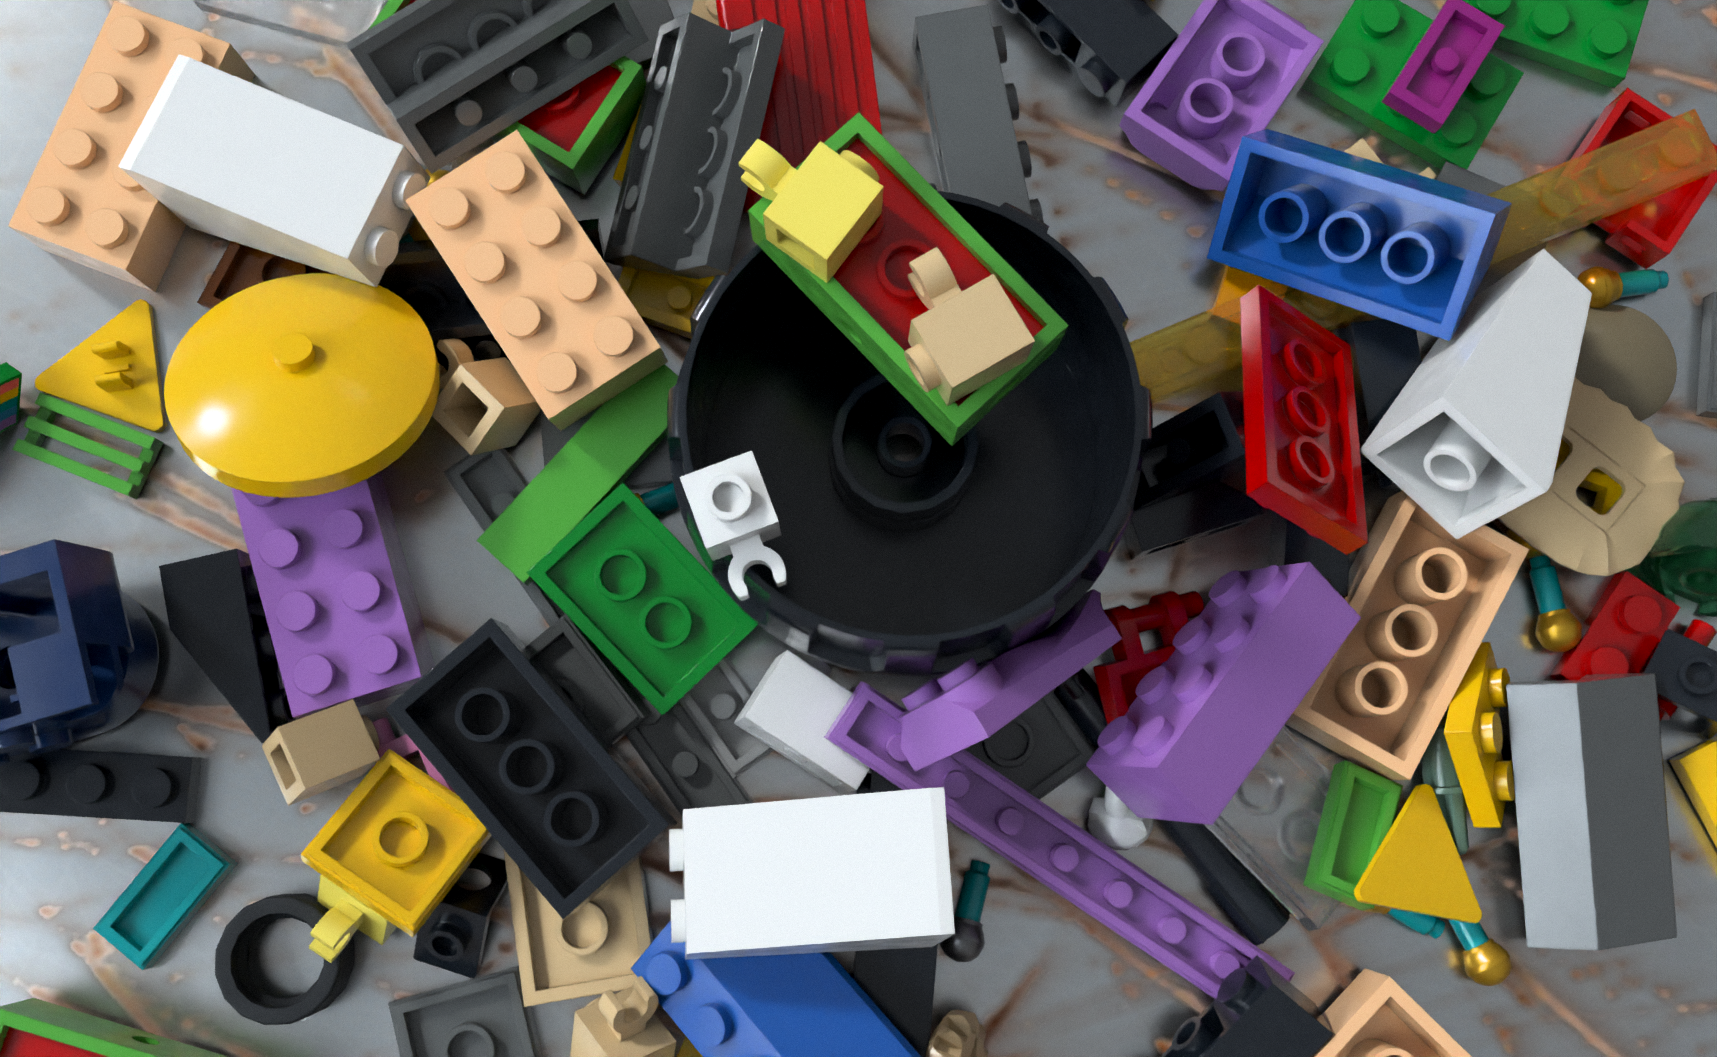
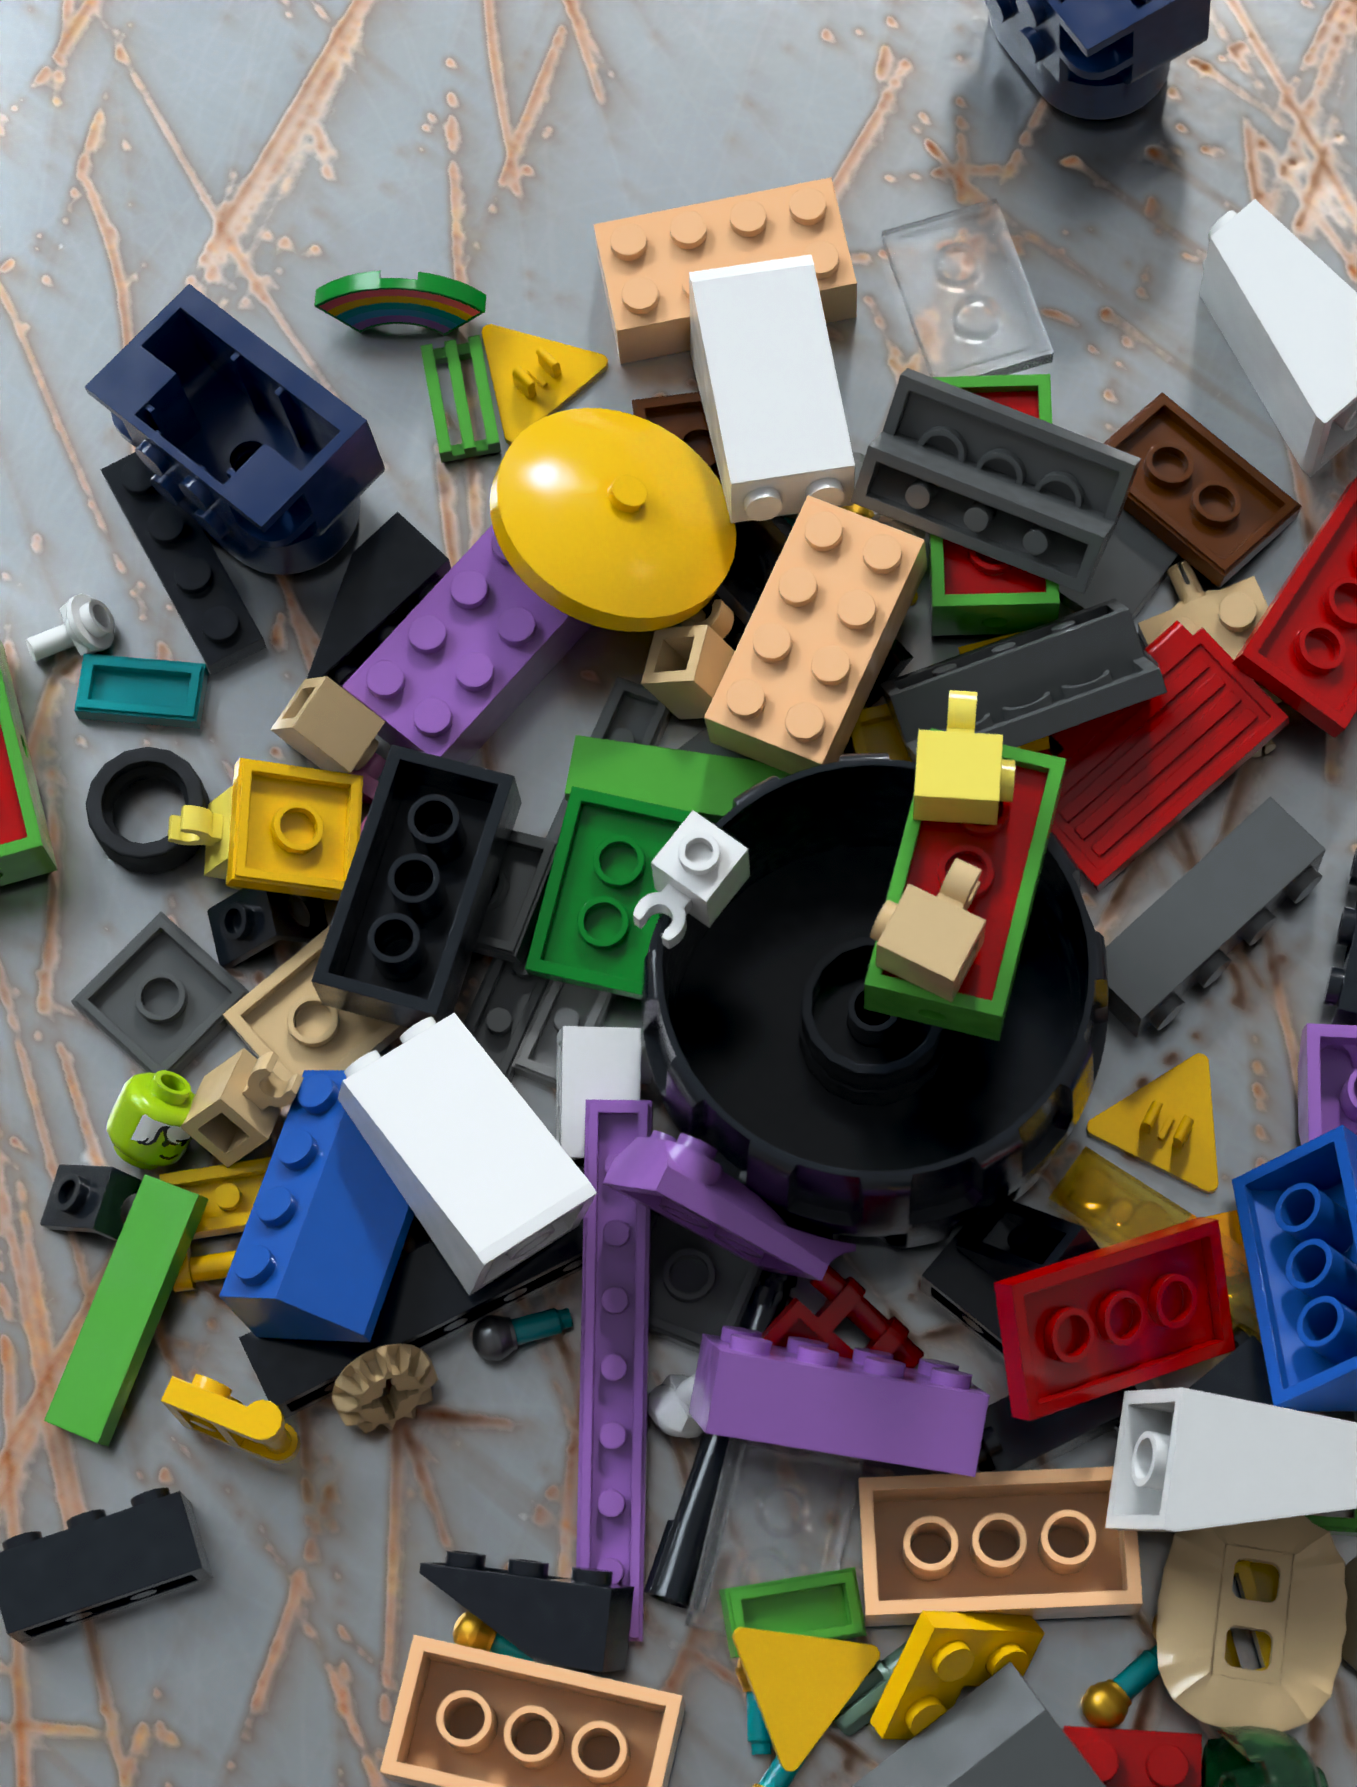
camera: 70 degrees right, 10 degrees down
(65, 916) = (86, 626): none -> white plate
(1133, 272) = (1167, 1125): none -> yellow piece

